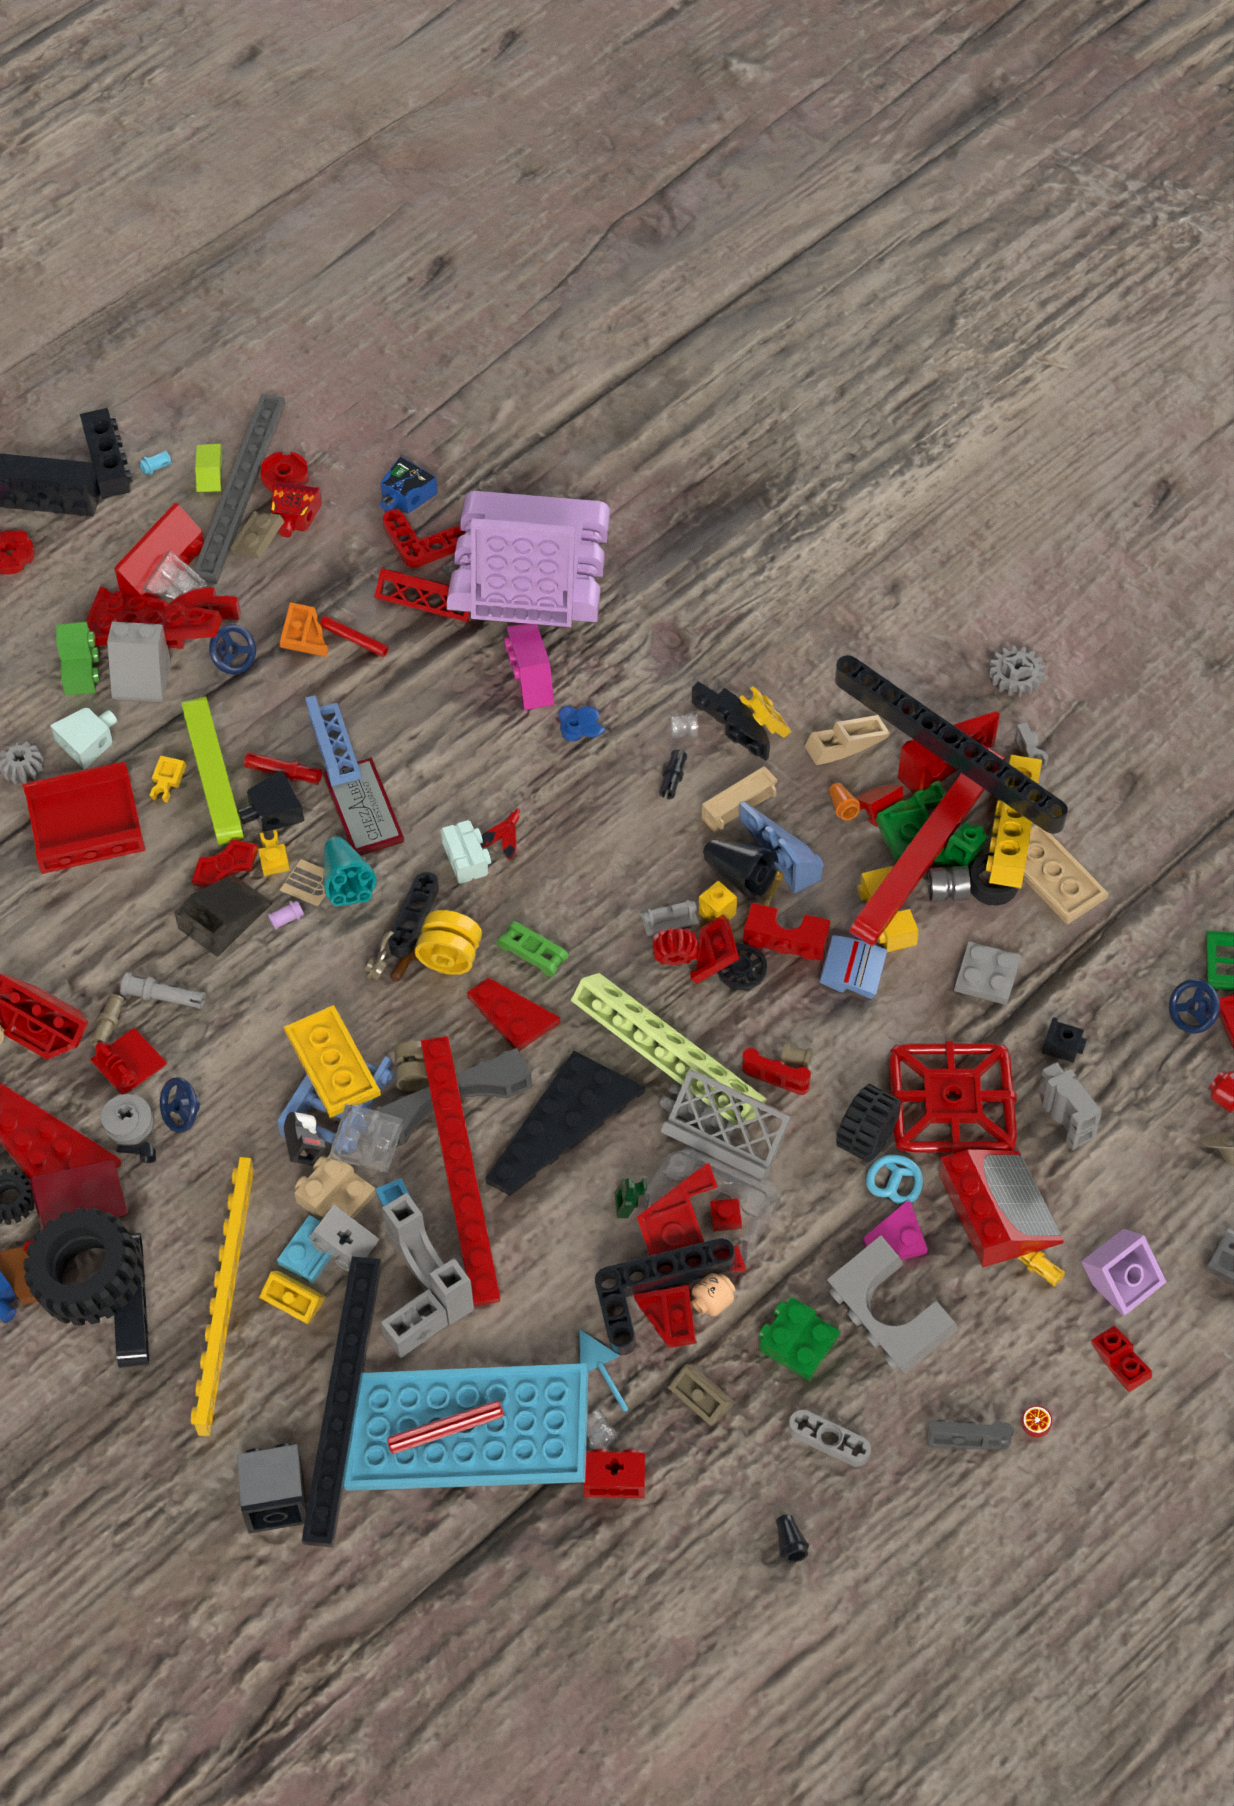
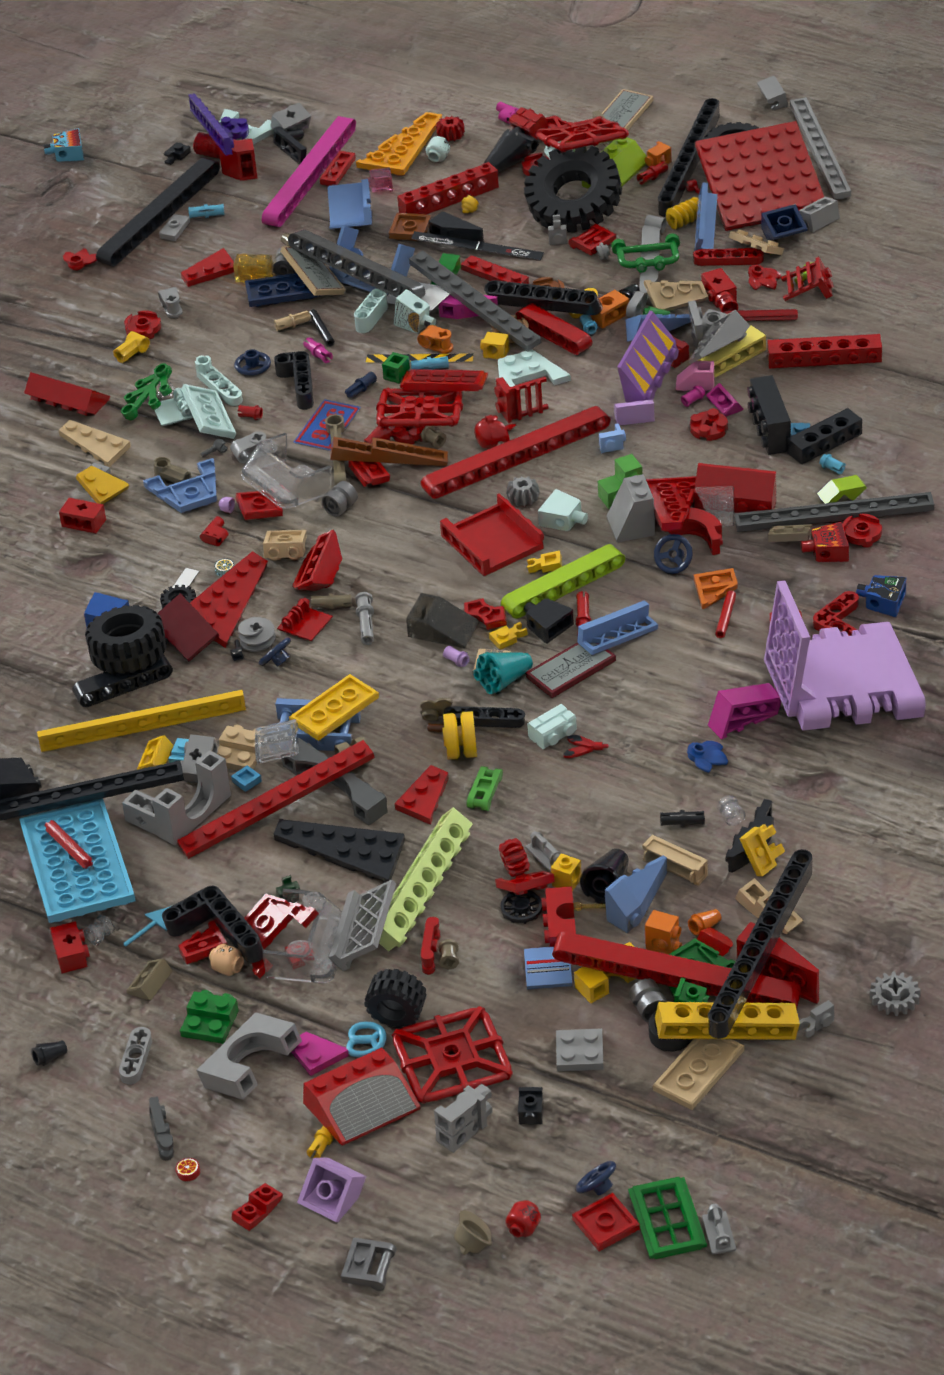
camera: 75 degrees right, 15 degrees down
(301, 1136) = (265, 711): black leg -> none
(866, 840) = (662, 932): none -> orange brick

